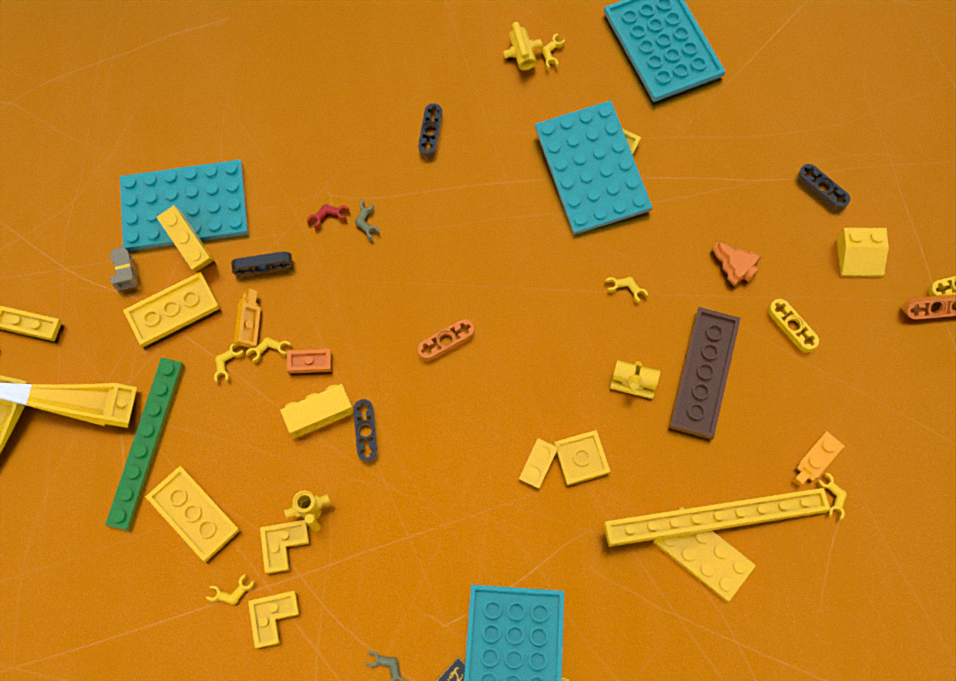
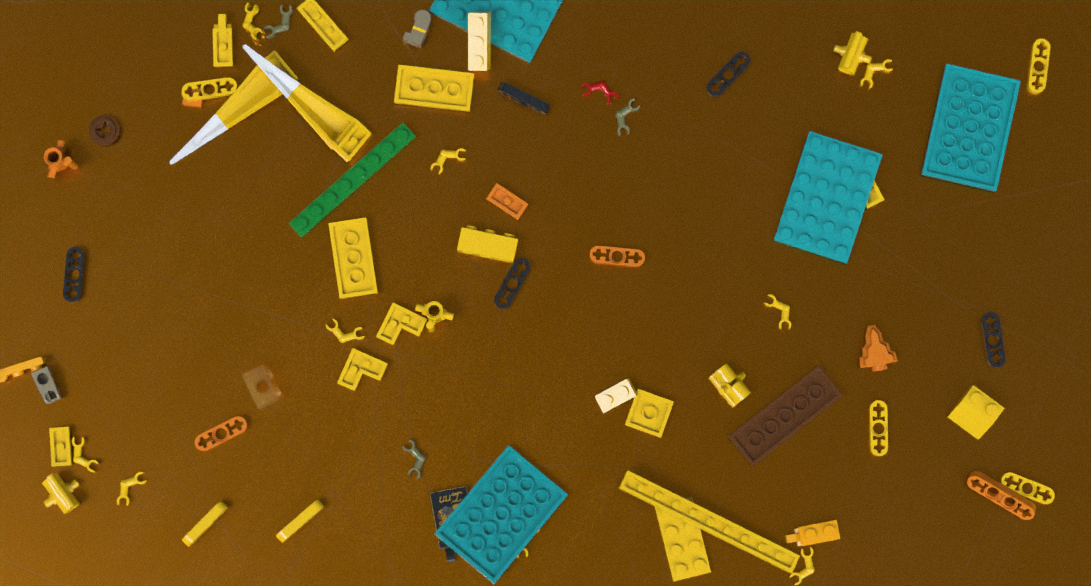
camera: 30 degrees right, 15 degrees up
(247, 320) = (484, 137): light orange hinge -> none
(267, 342) = (485, 165): yellow arm -> none

